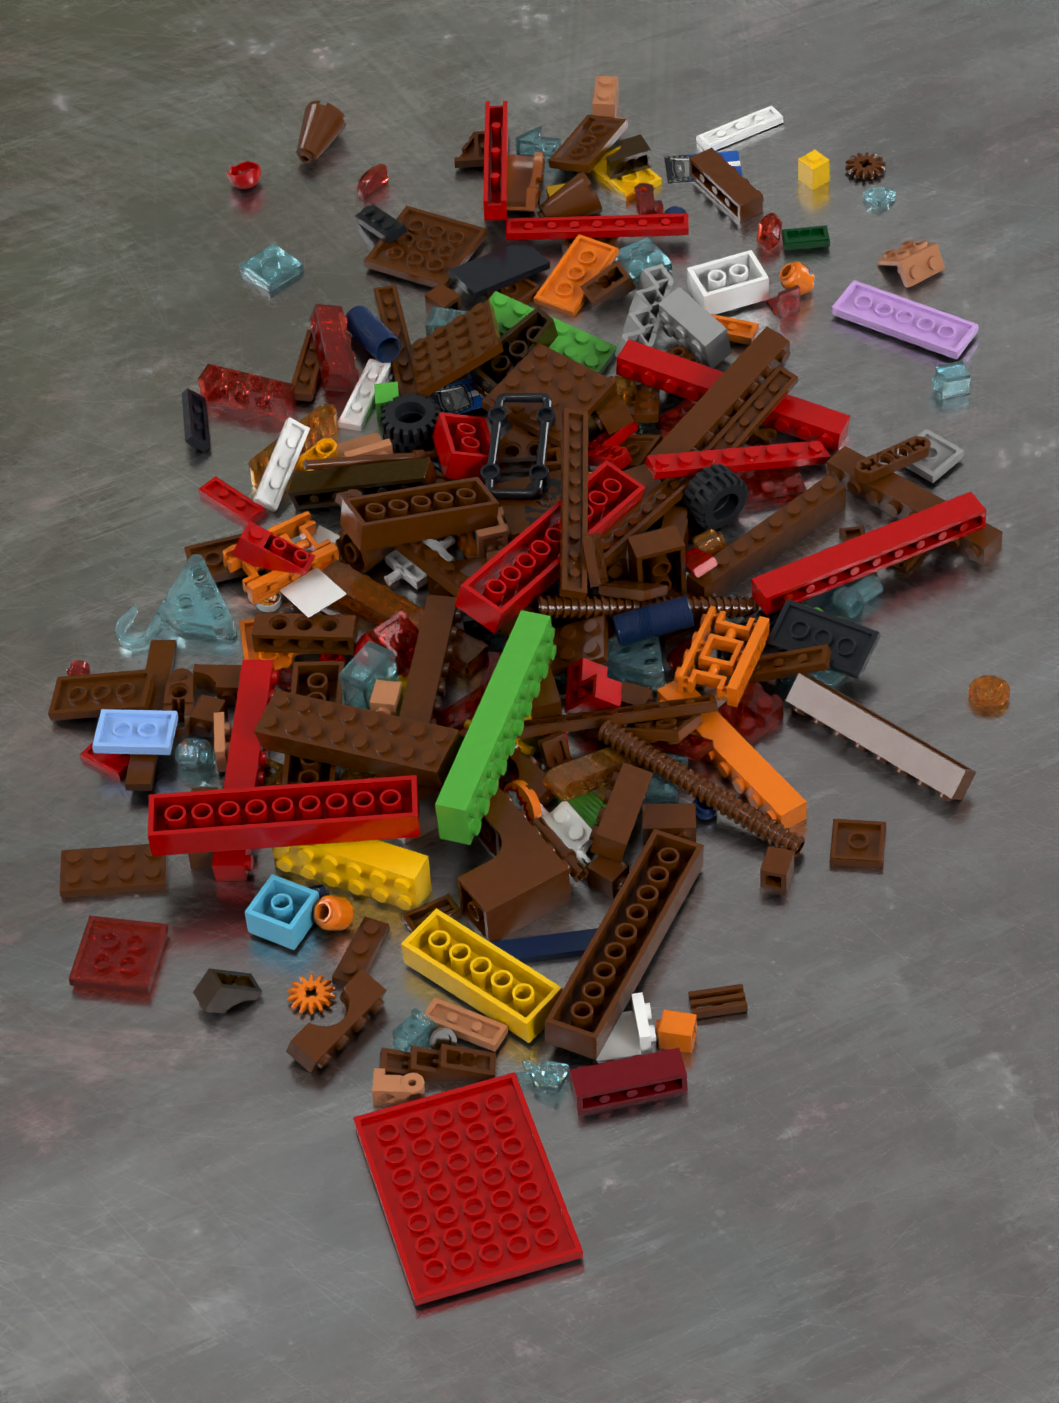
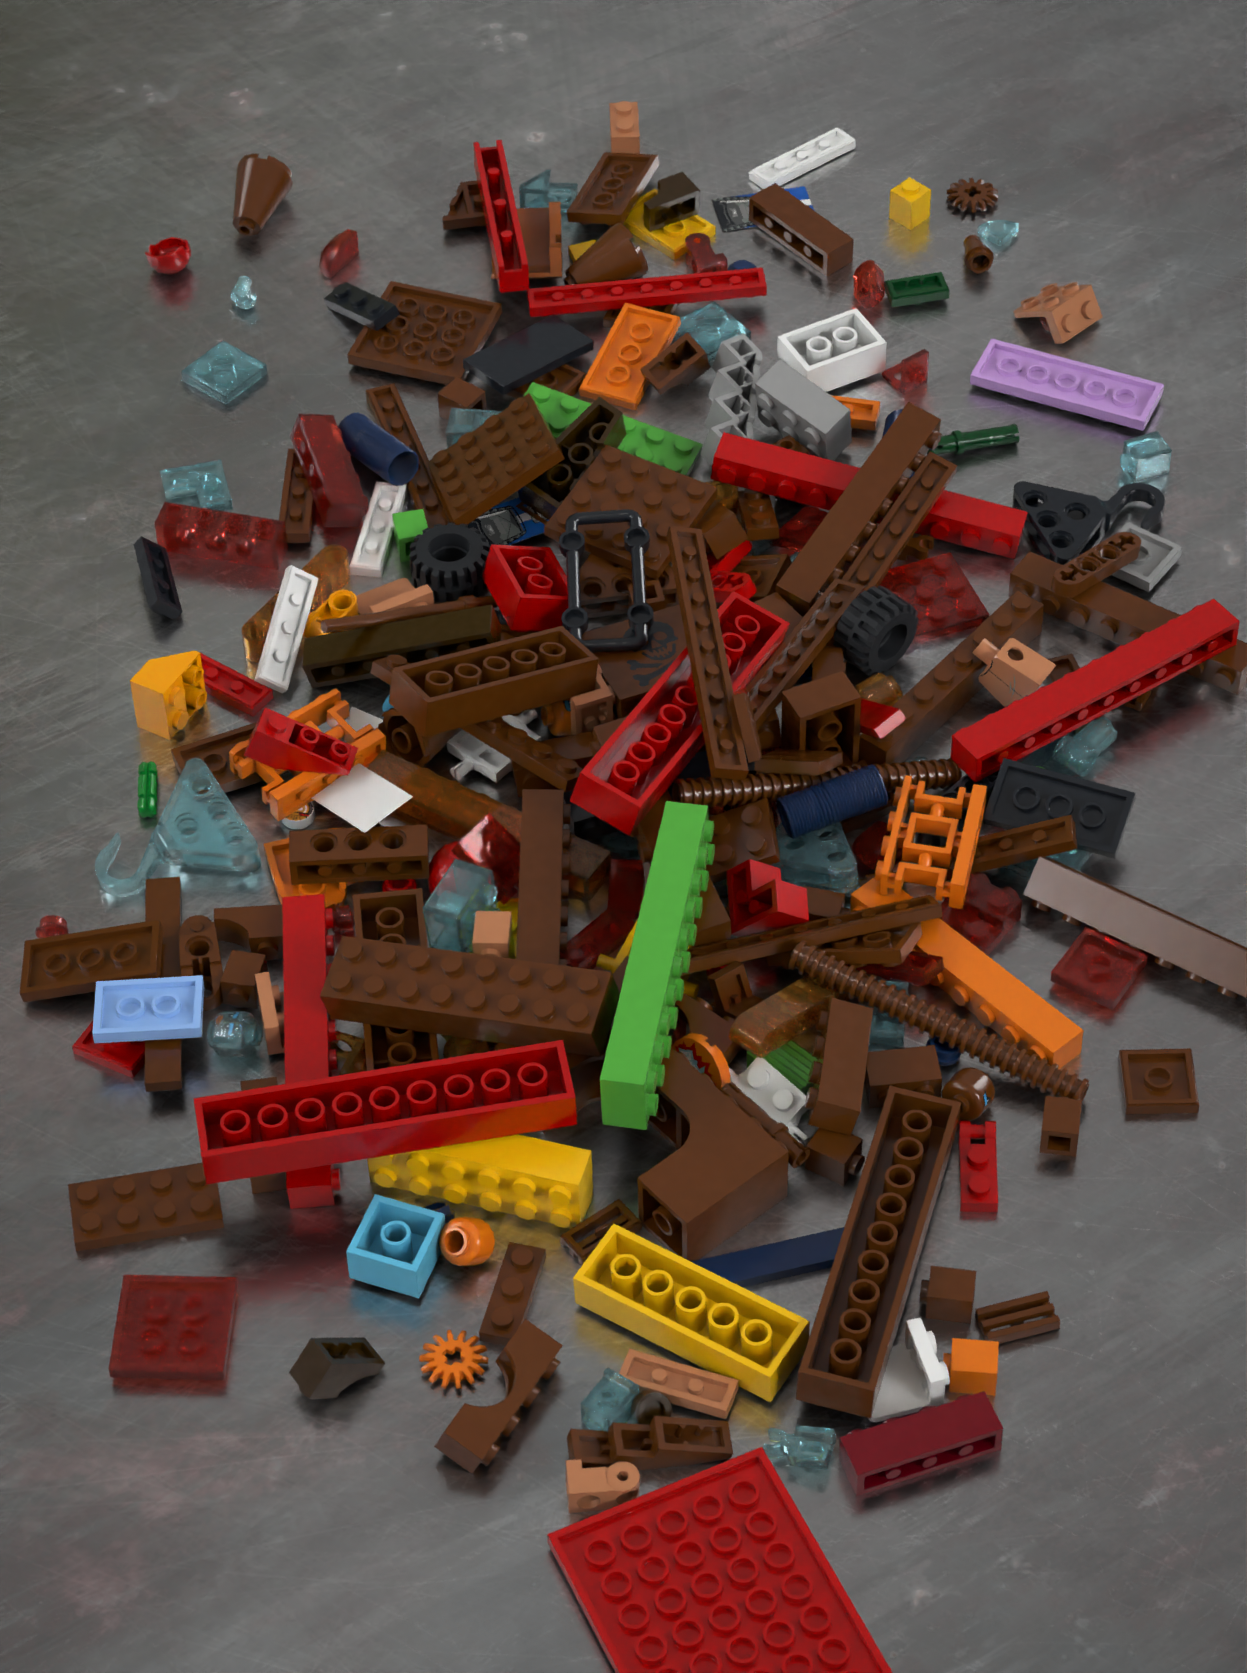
camera: 10 degrees left, 0 degrees up
(163, 575) = (147, 790): none -> green axle
(188, 505) = (168, 693): none -> light orange slope
(241, 348) = (202, 479): none -> clear light blue plate
(293, 208) = (241, 295): none -> clear light blue arm
(671, 979) = (949, 1294): none -> reddish brown brick
(712, 893) = (978, 1167): none -> red plate
(717, 840) = (972, 1089): none -> reddish brown head
(738, 459) = (898, 577): red plate -> none
(797, 274) = (916, 336): orange head -> none
(809, 533) = (1012, 670): none -> nougat torso
(823, 357) = (961, 442): none -> dark green pin
(831, 758) = (1099, 968): none -> clear red plate
(858, 214) = (977, 255): none -> reddish brown cone
(889, 423) = (1078, 519): none -> black piece

